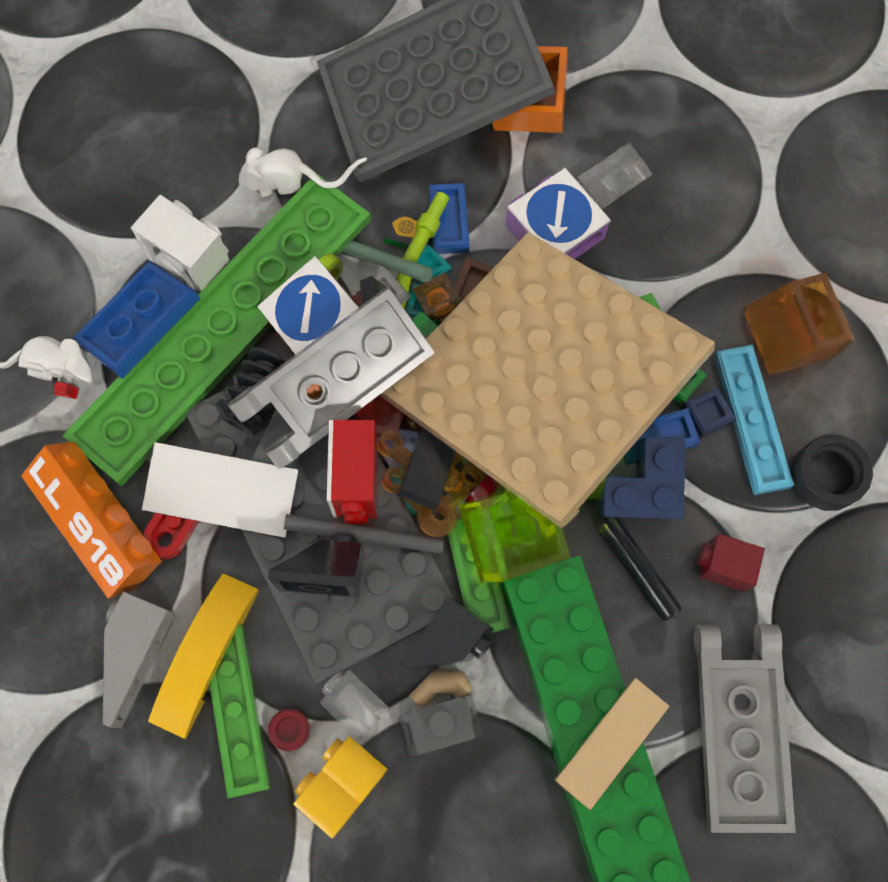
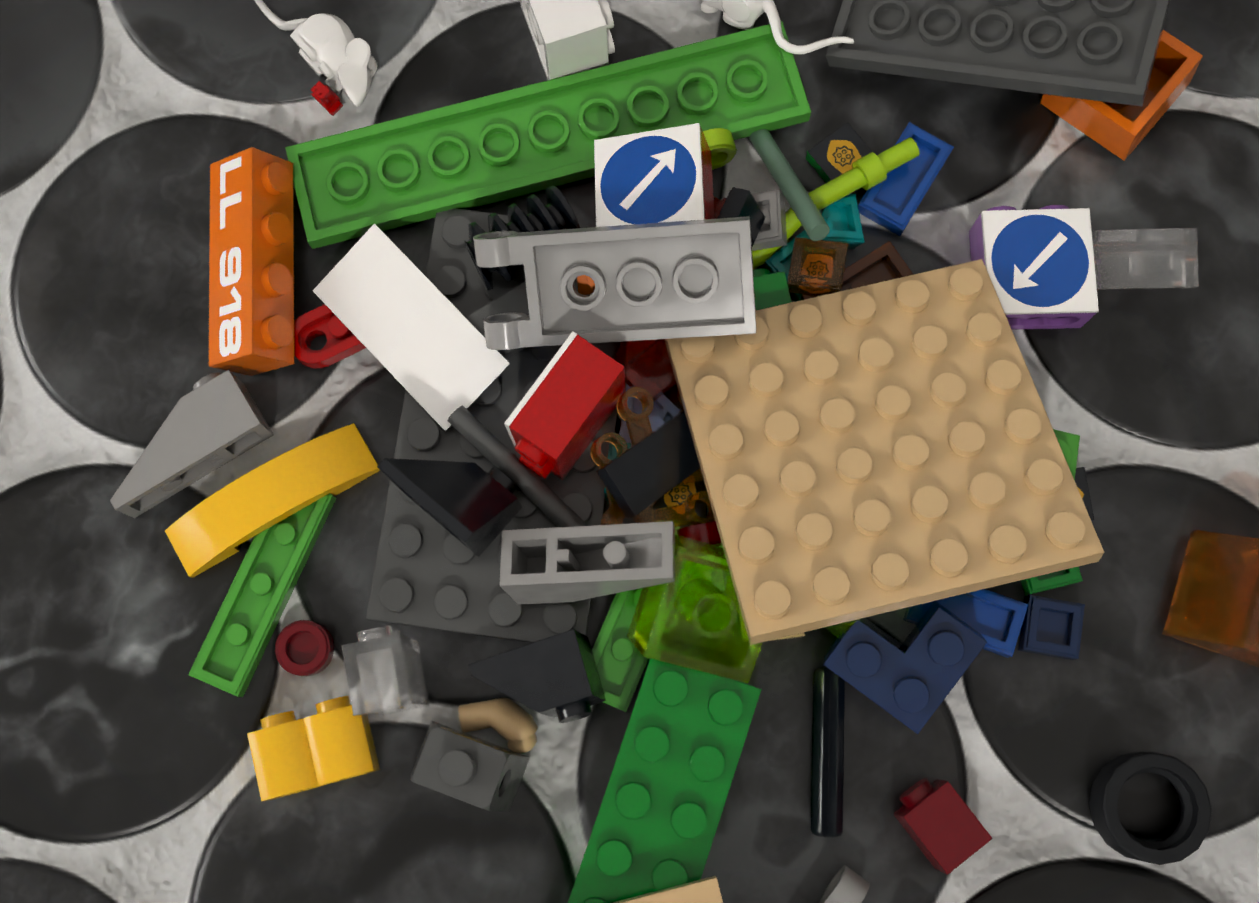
camera: 40 degrees right, 5 degrees up
(136, 319) = (456, 65): blue tile -> none
(429, 550) = (585, 561): none -> light grey slope
(754, 420) = (1101, 675): medium azure tile -> none

